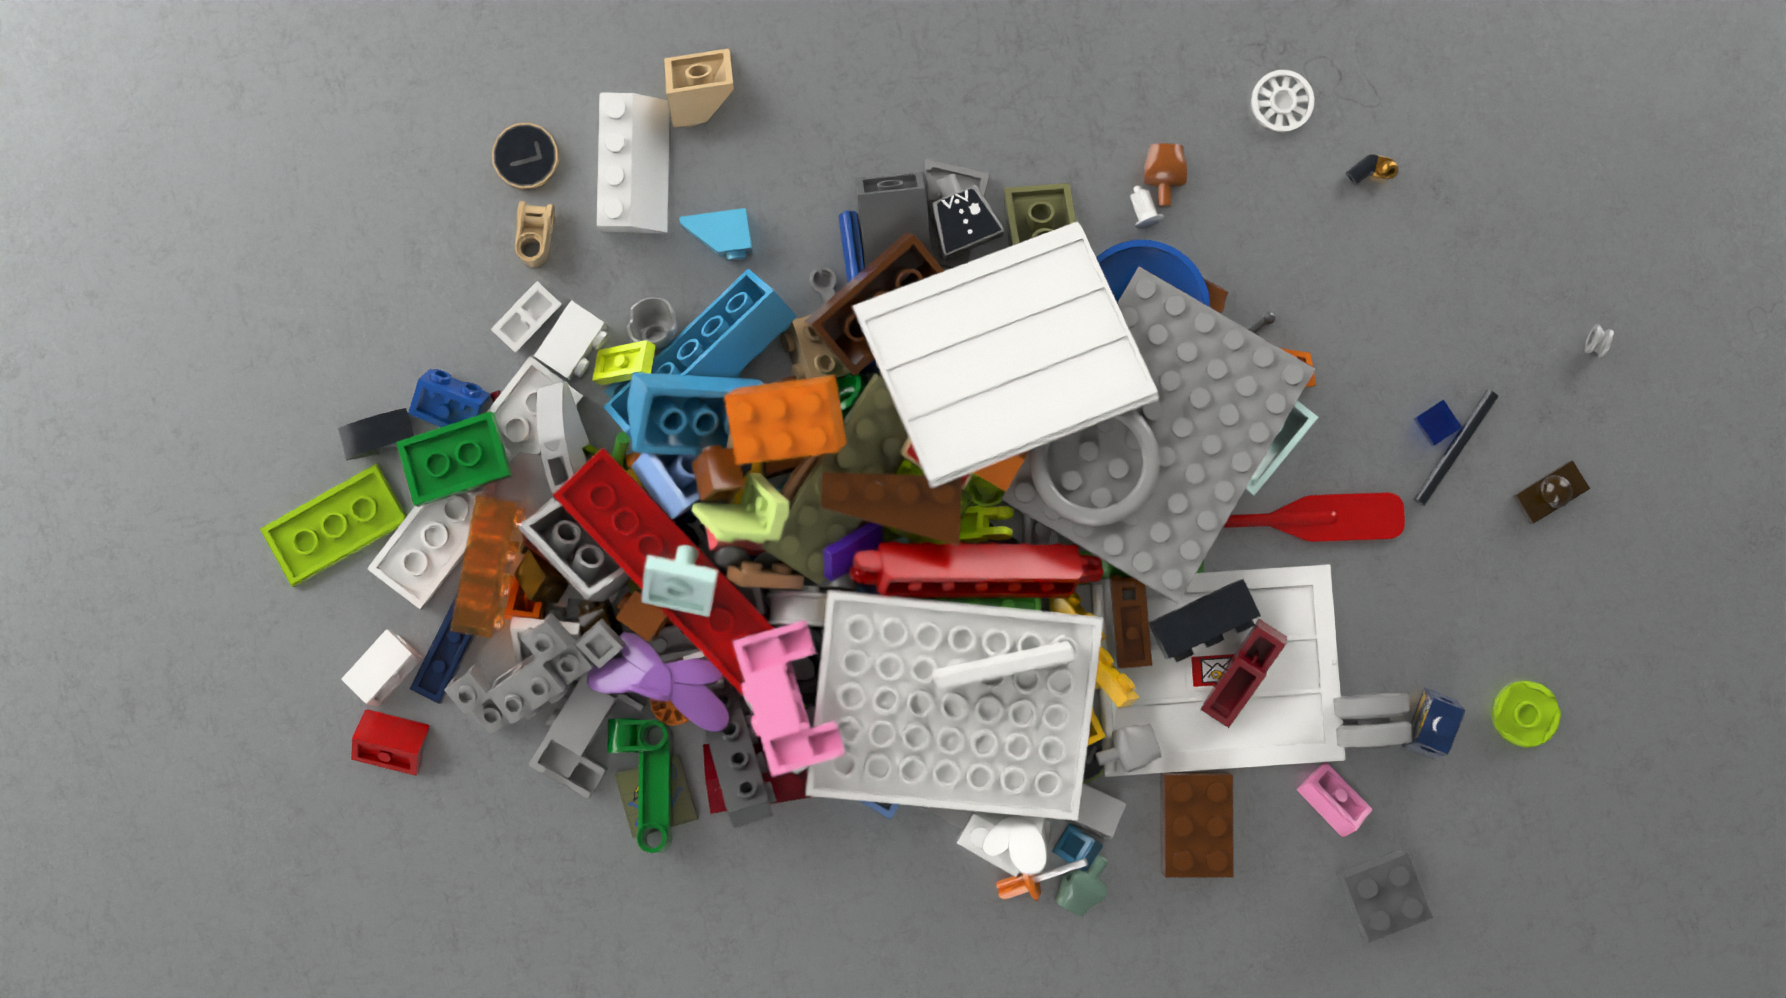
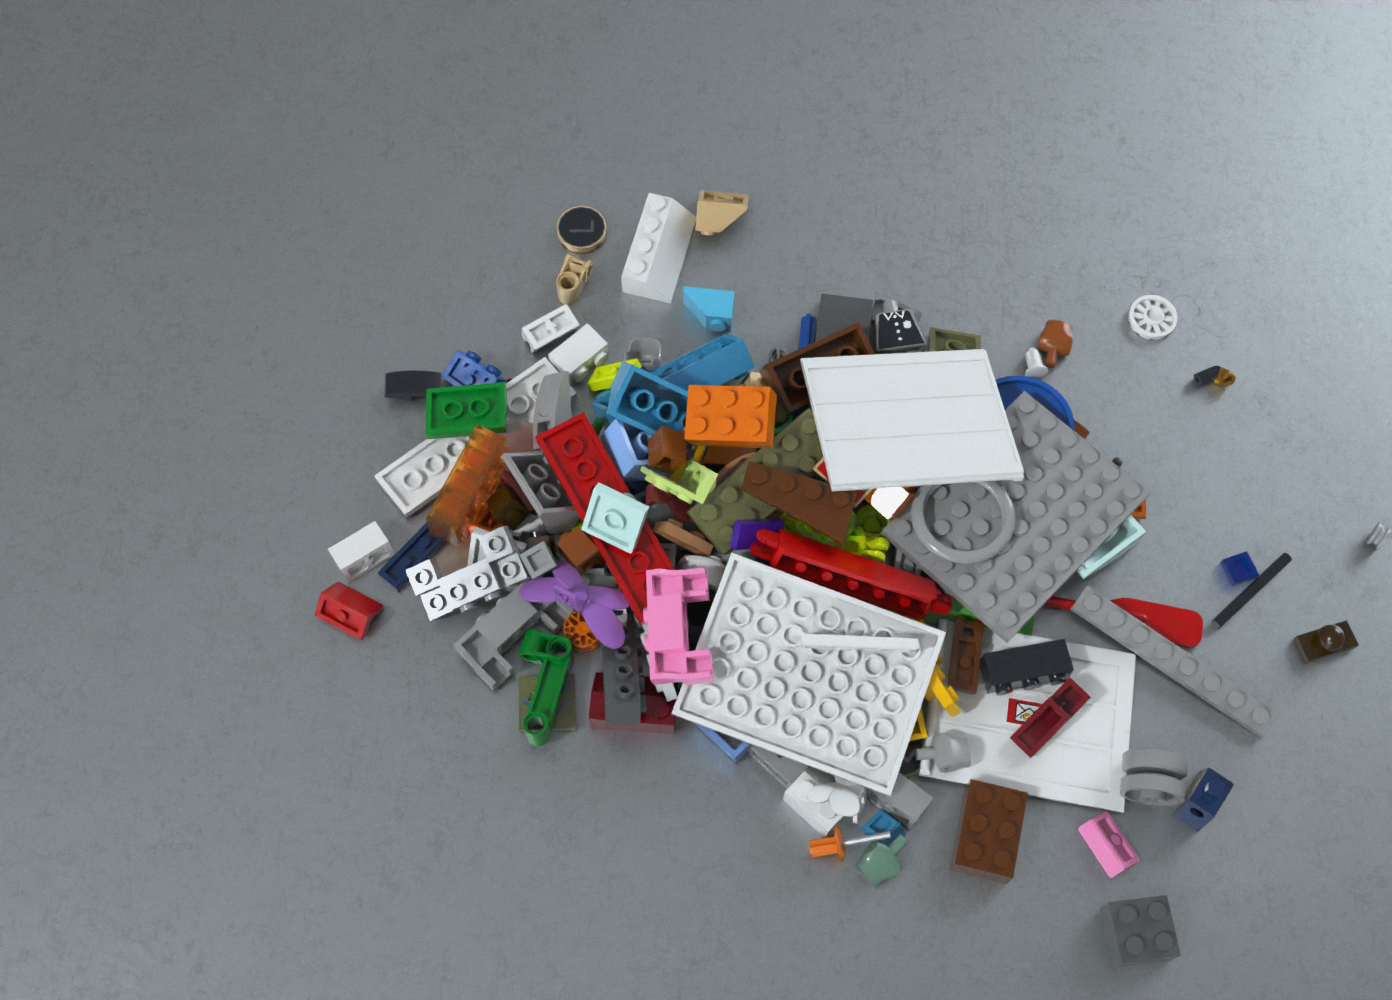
camera: 10 degrees right, 20 degrees down
(334, 525) = (359, 443): lime tile -> none
(1374, 564) = (1174, 662): none -> light grey plate
(1526, 714) = (1282, 813): lime tile -> none

